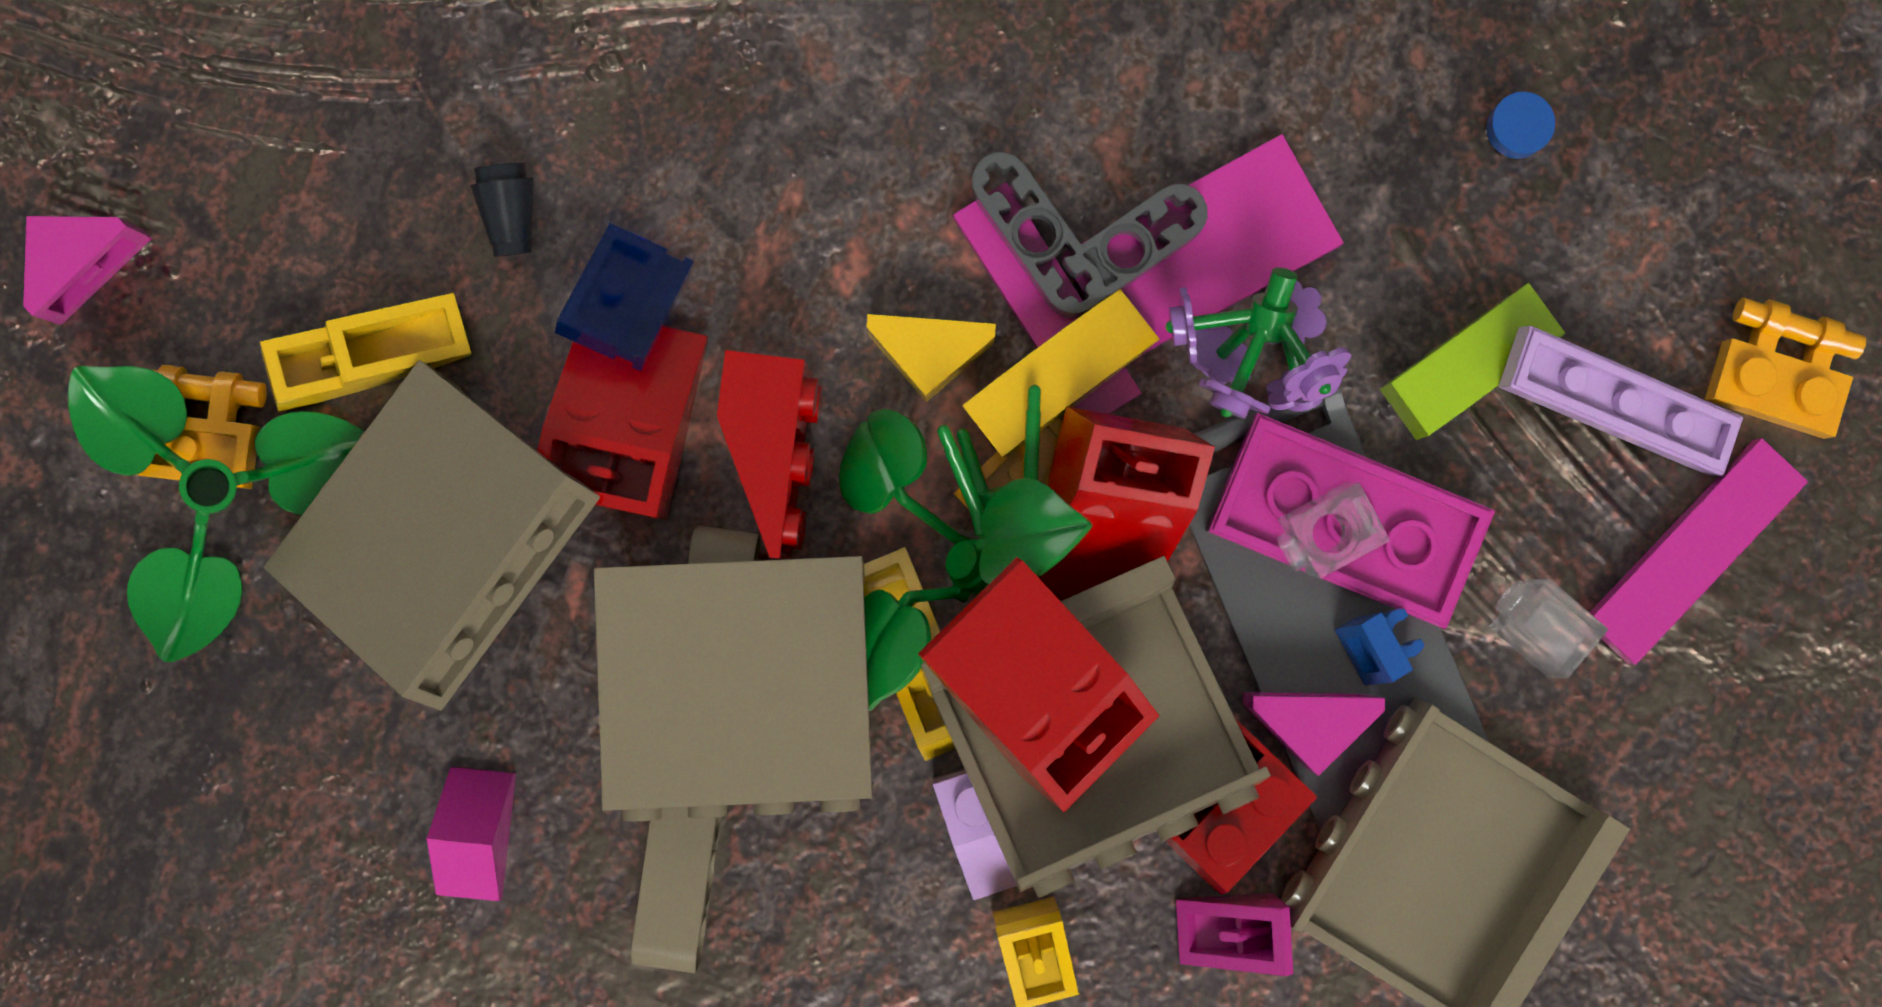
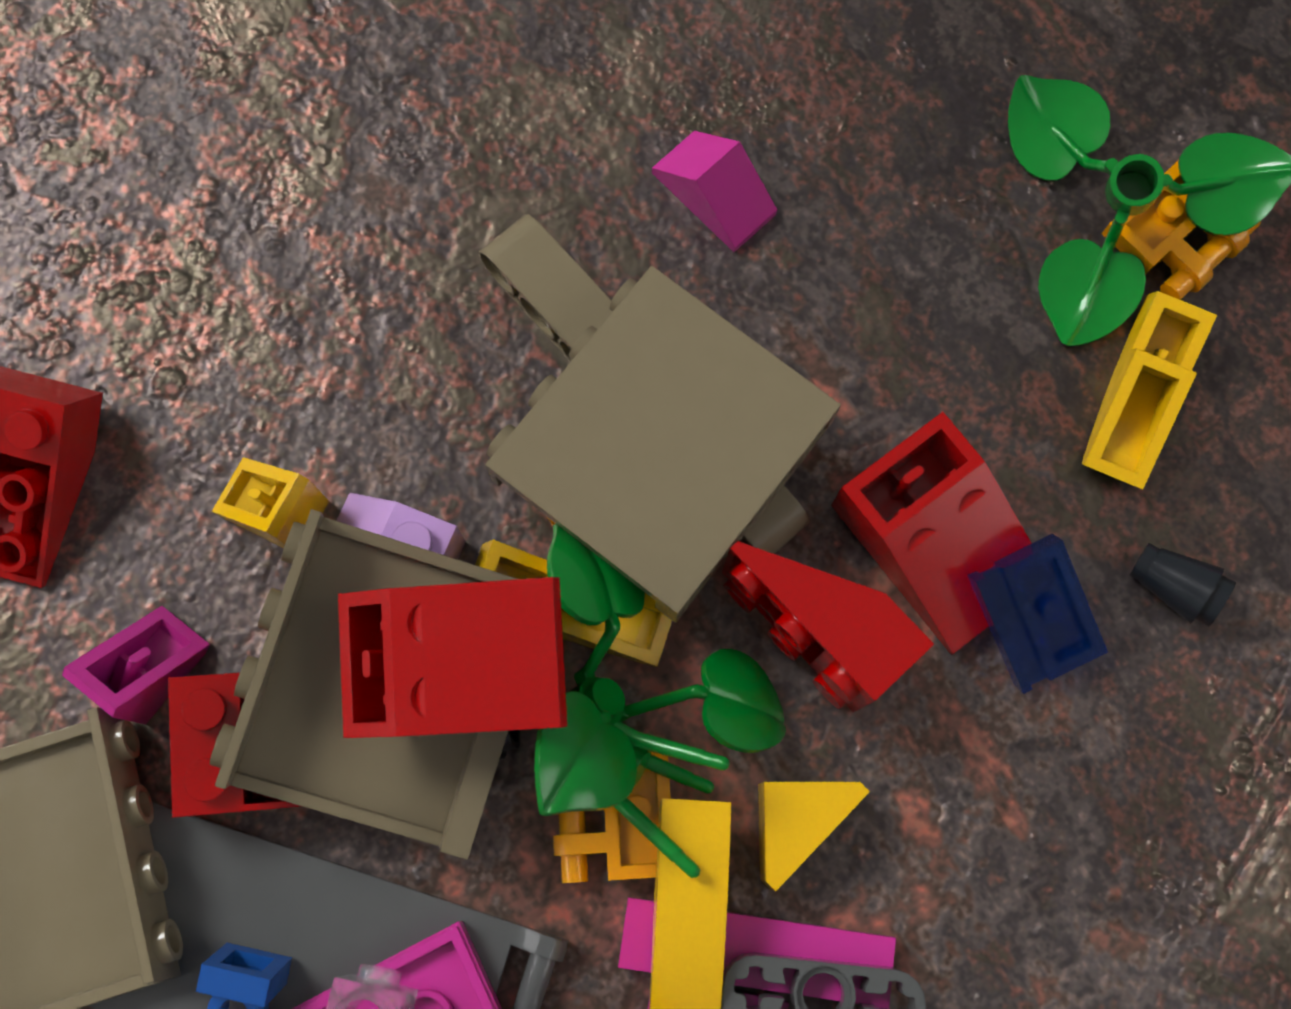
camera: 130 degrees right, 10 degrees down
(429, 537) = (963, 315): dark tan panel -> none
(1134, 486) = (547, 881): red slope -> none
(1314, 725) = (231, 872): dark pink slope -> none

